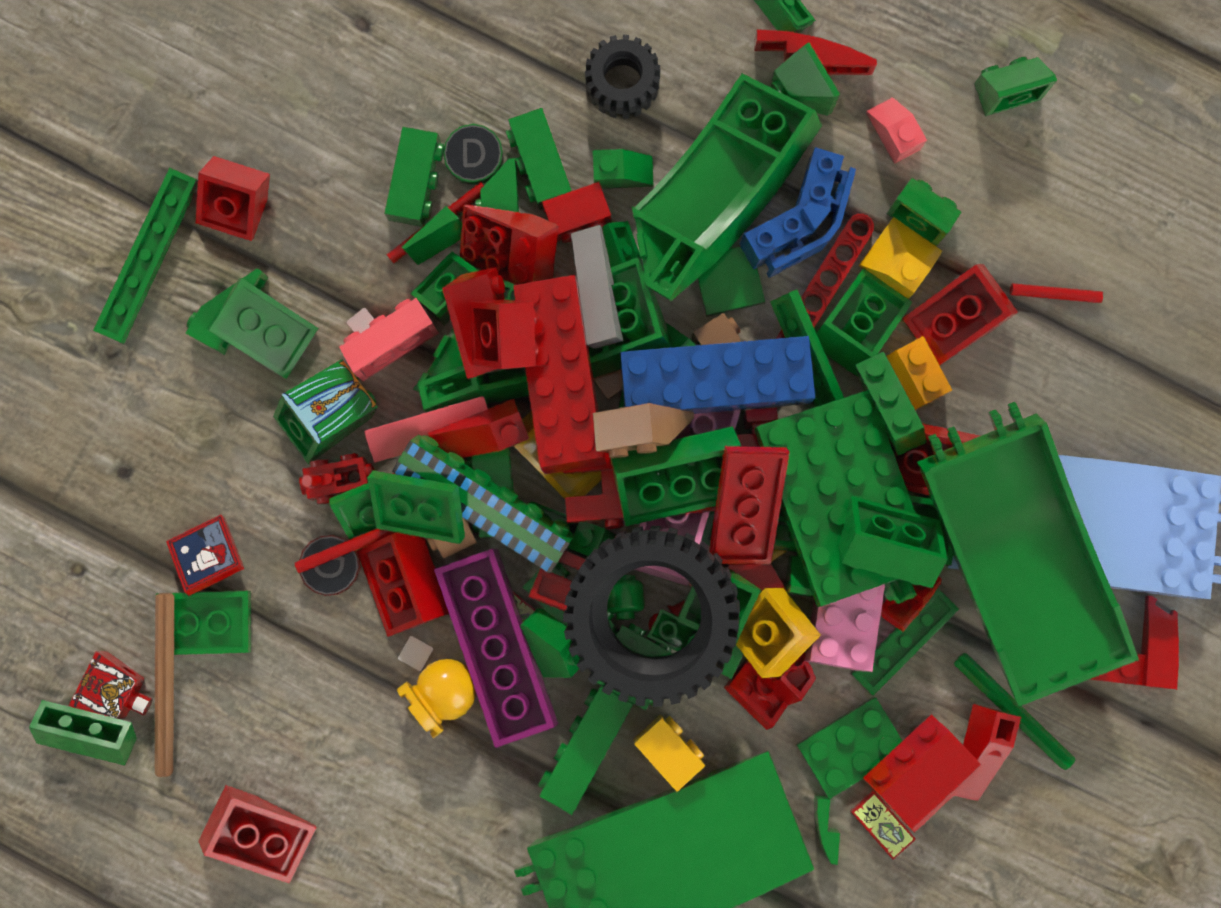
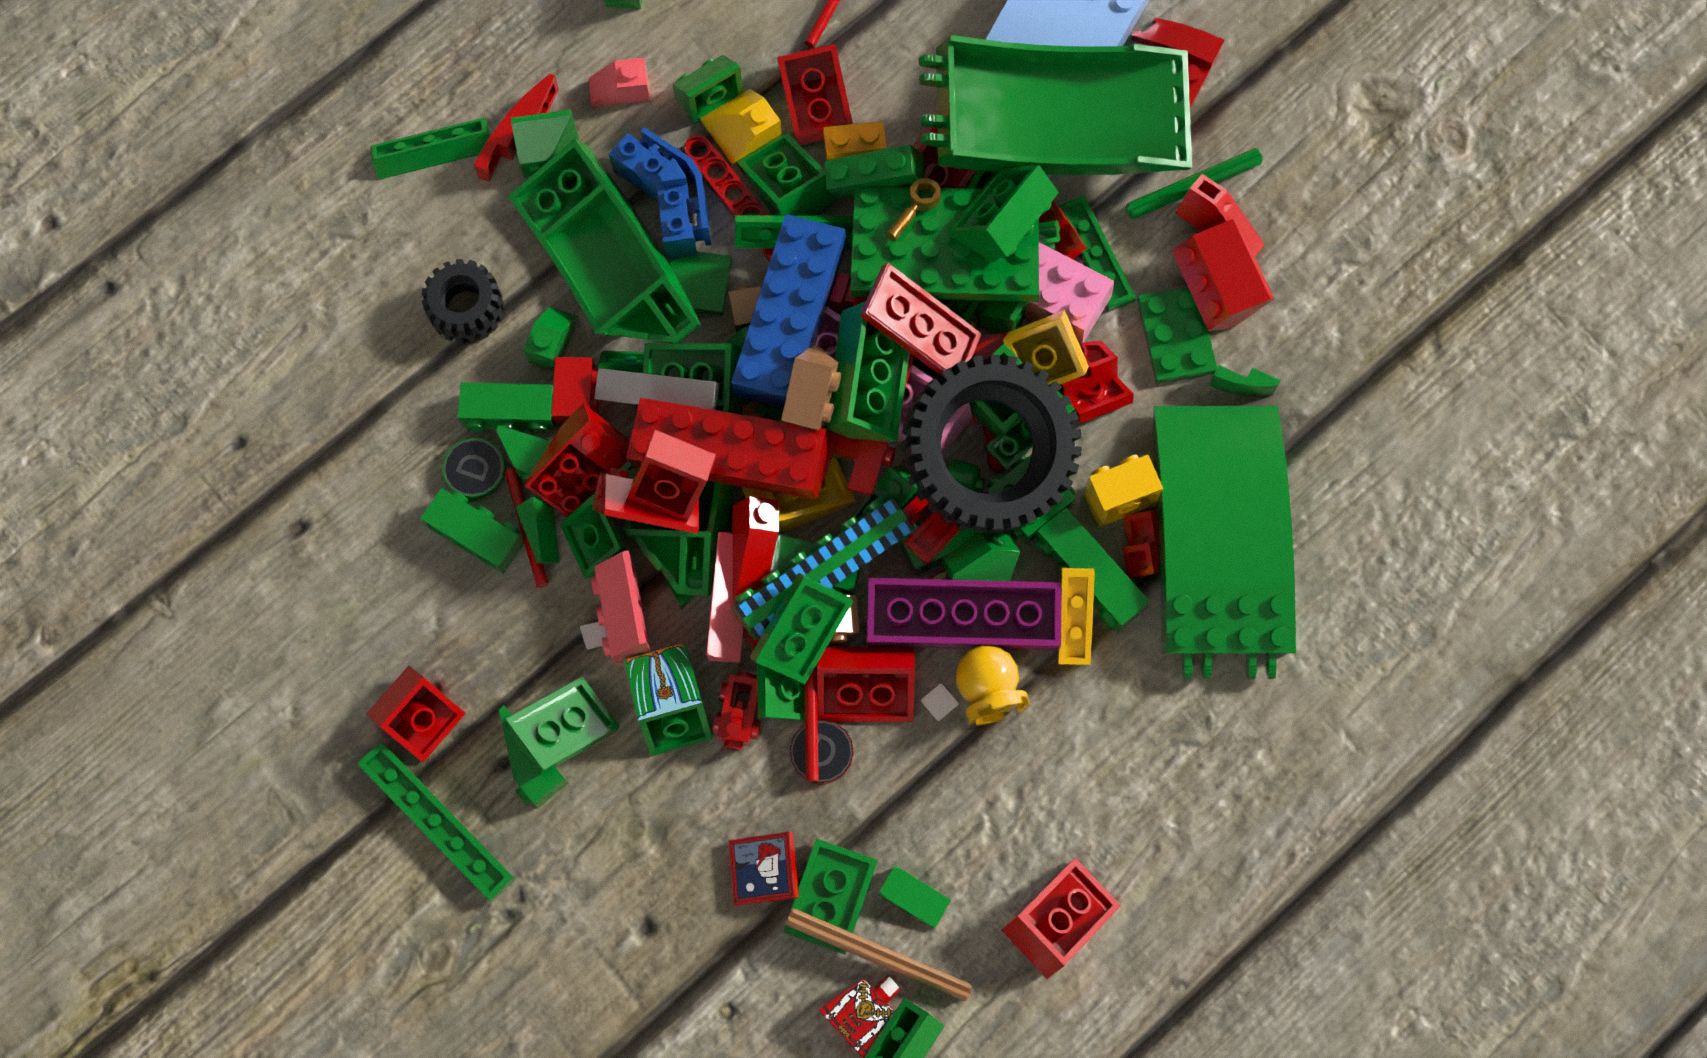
camera: 70 degrees left, 10 degrees down
(230, 695) = (914, 897): none -> green slope
(533, 751) = (1076, 616): none -> yellow plate
(624, 790) = (1143, 546): none -> red slope
(856, 453) = (917, 203): none -> pearl gold piece
(883, 825) = (1257, 333): tile -> none

